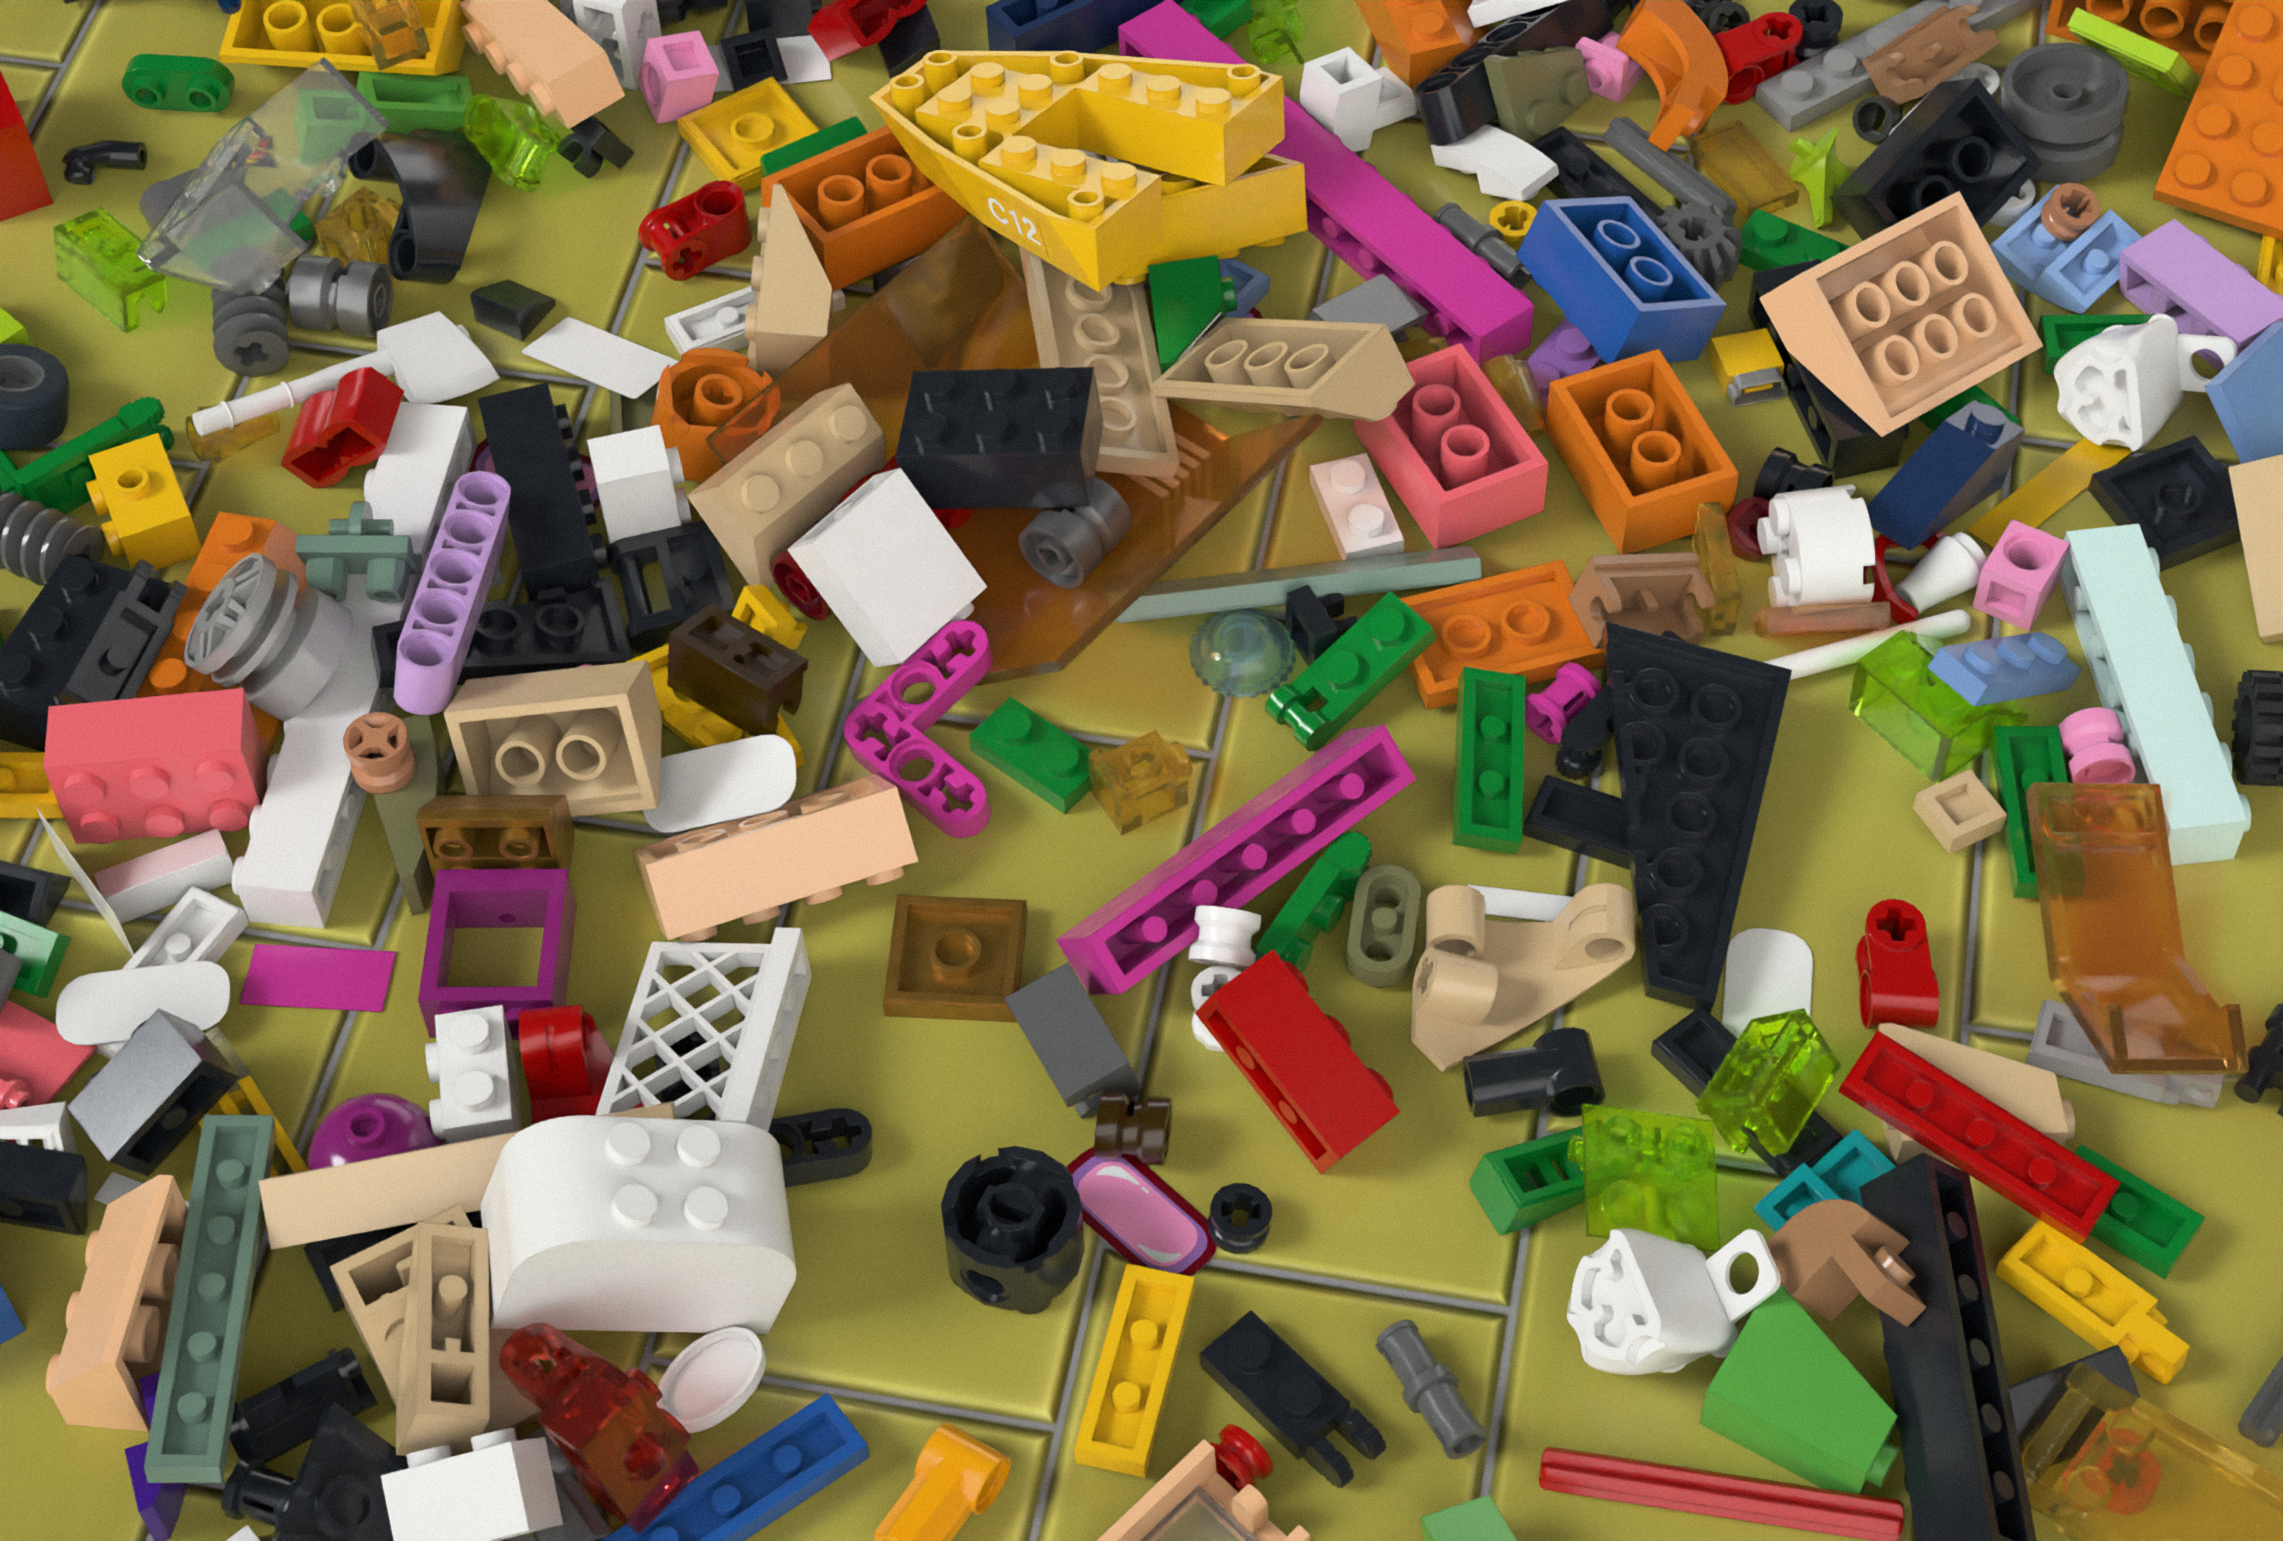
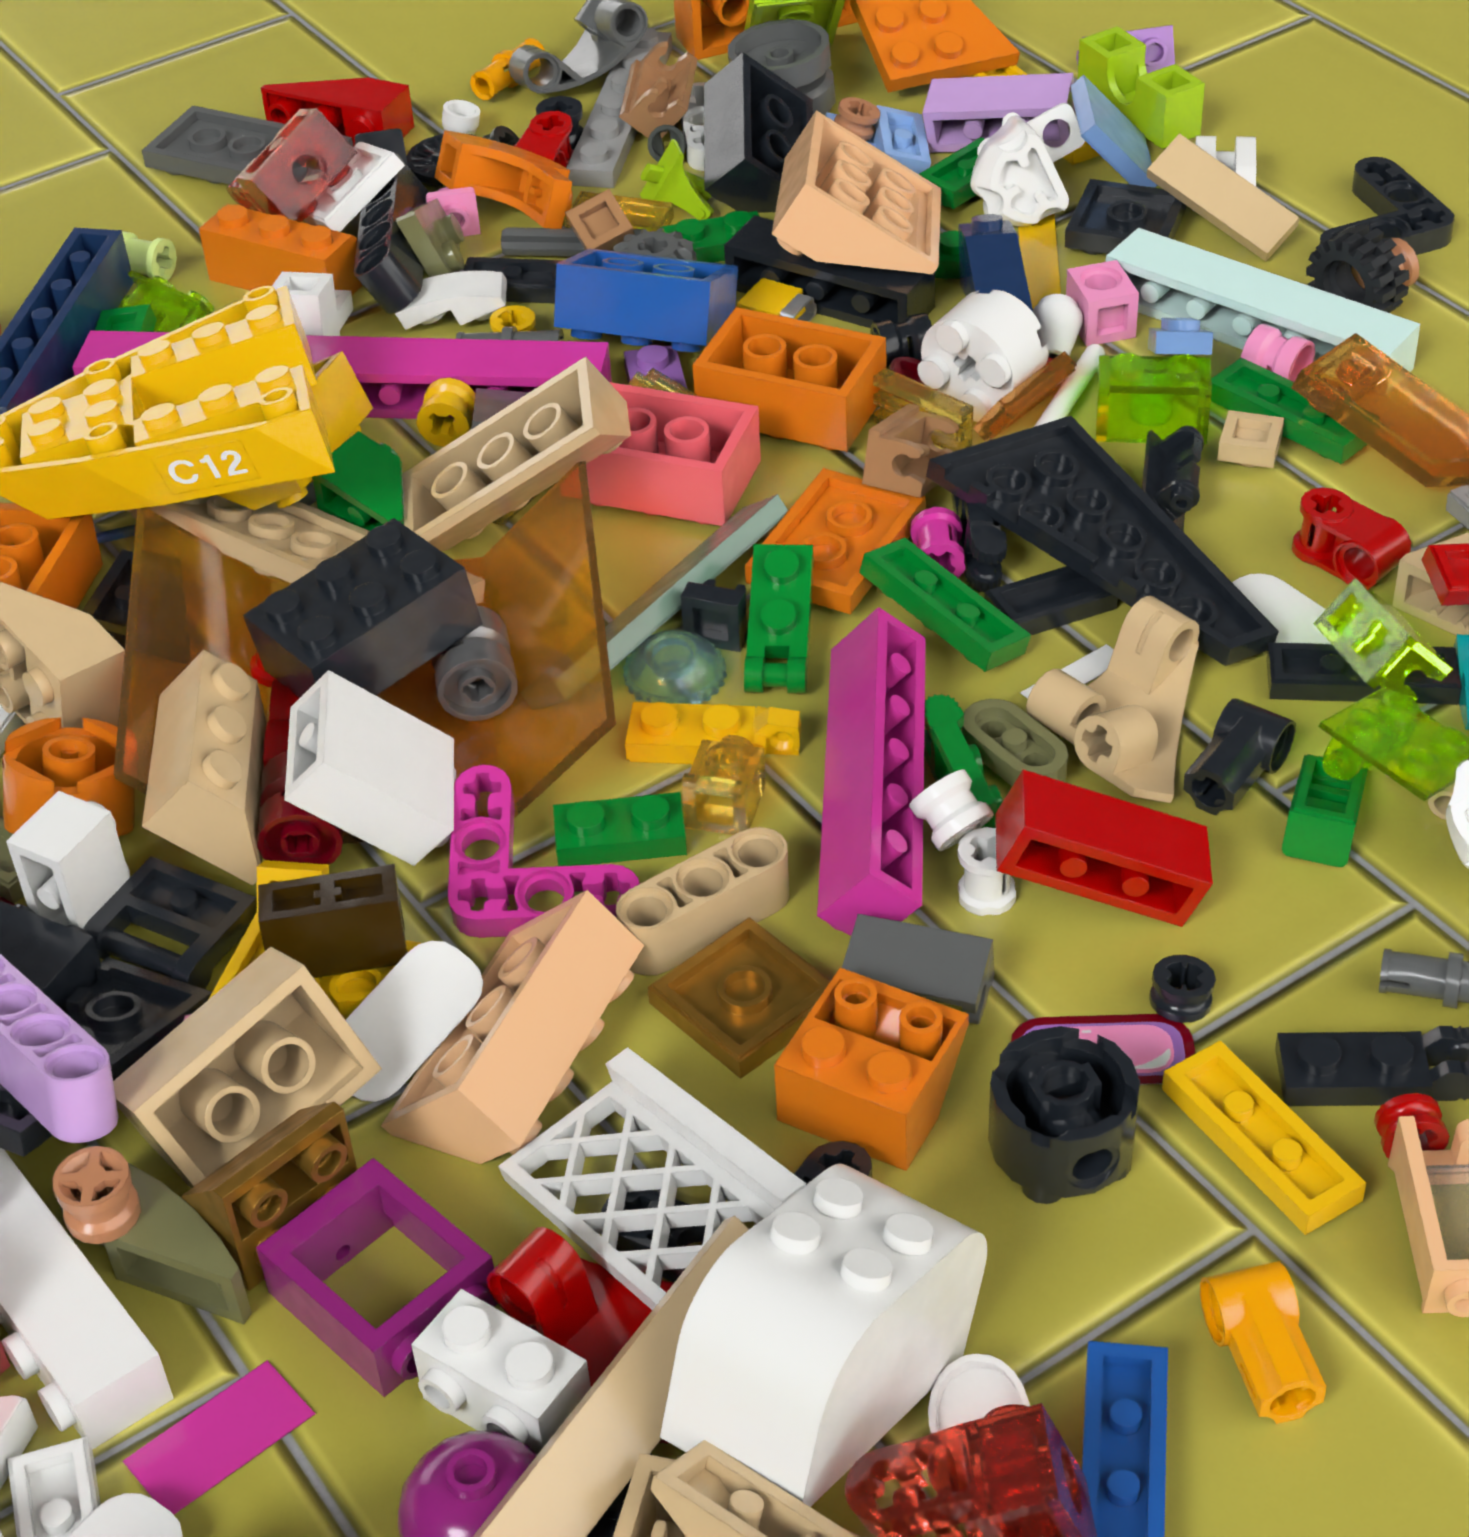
camera: 45 degrees left, 10 degrees down
(944, 1081) = (870, 1067): none -> orange slope
(1039, 853) = (705, 898): none -> tan beam
(1133, 1127) = (1044, 985): dark brown wheel -> none
(1179, 710) = (675, 730): none -> yellow hinge
(1354, 268) = (443, 399): none -> yellow wheel
(1355, 508) = (640, 539): white plate -> none
(1684, 173) = (599, 222): none -> medium nougat plate
(1832, 791) = (1172, 471): none -> black hinge

